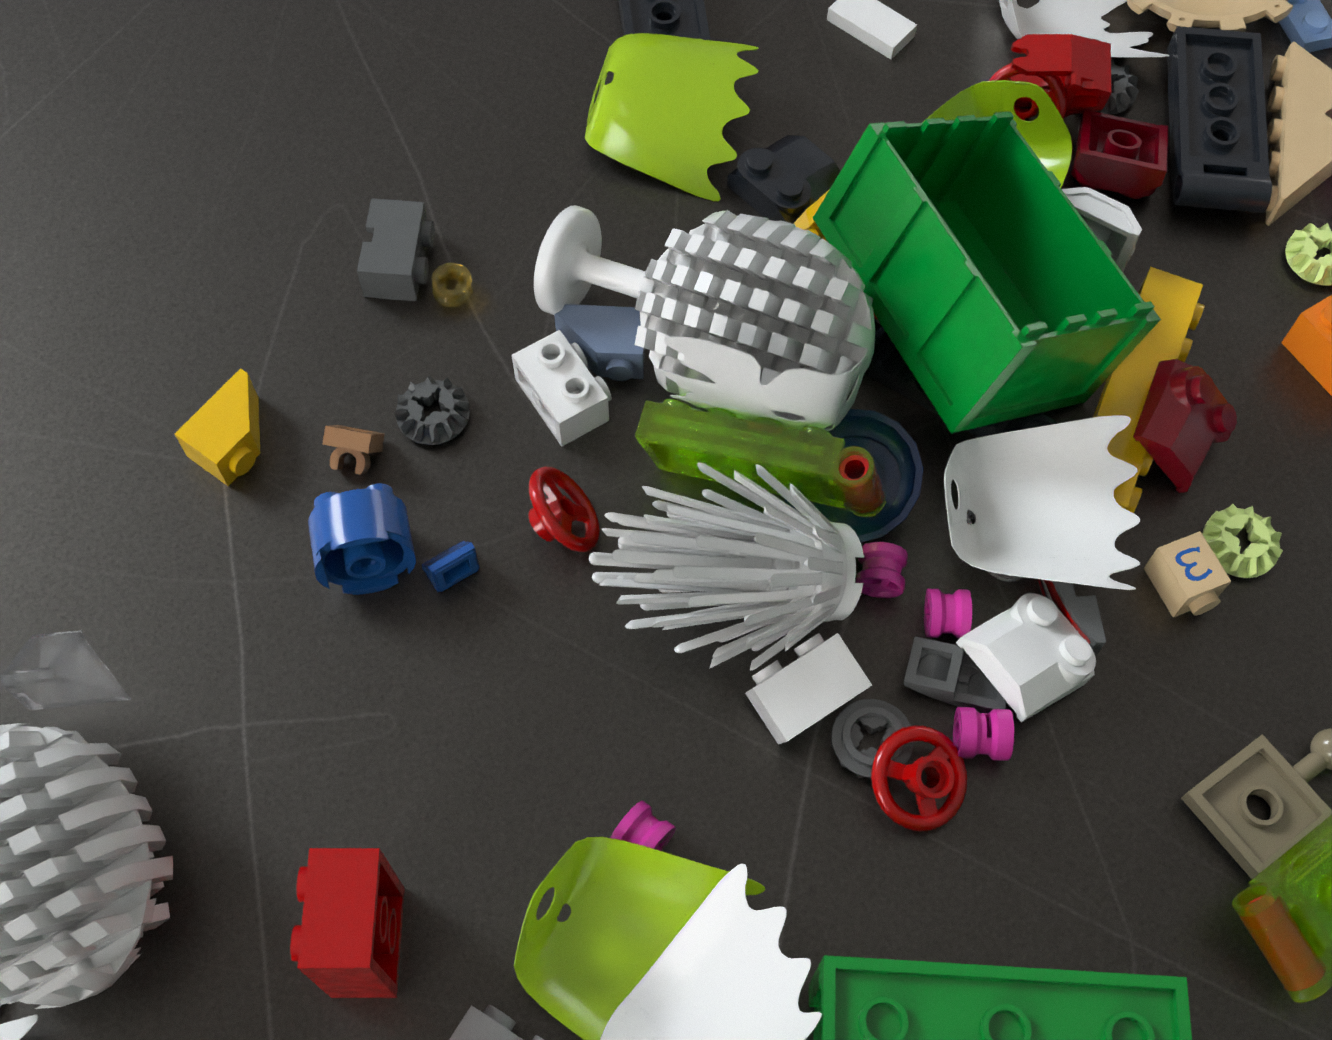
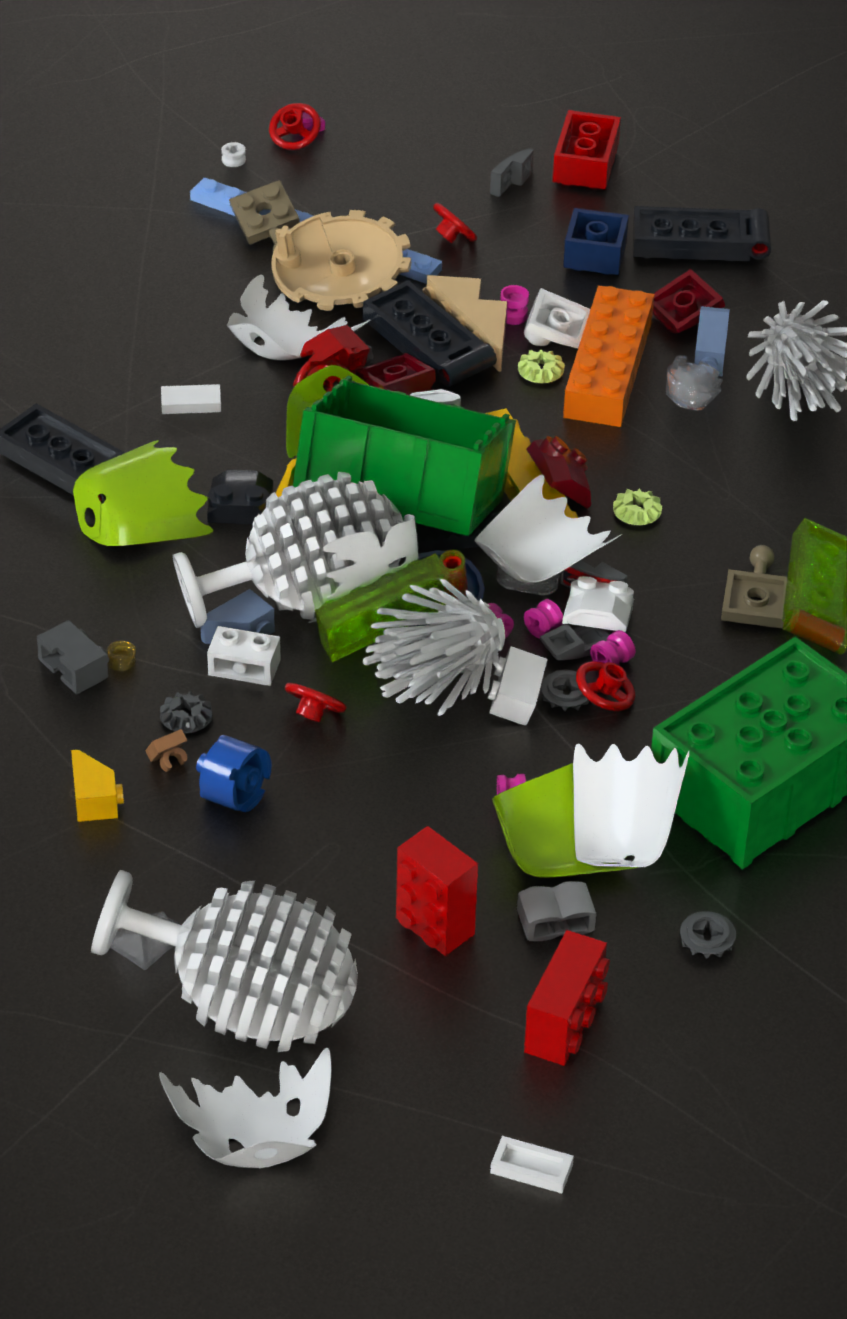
camera: 45 degrees left, 20 degrees down
(452, 565) = (284, 761): blue slope -> none
(1187, 575) = (635, 531): tan brick -> none

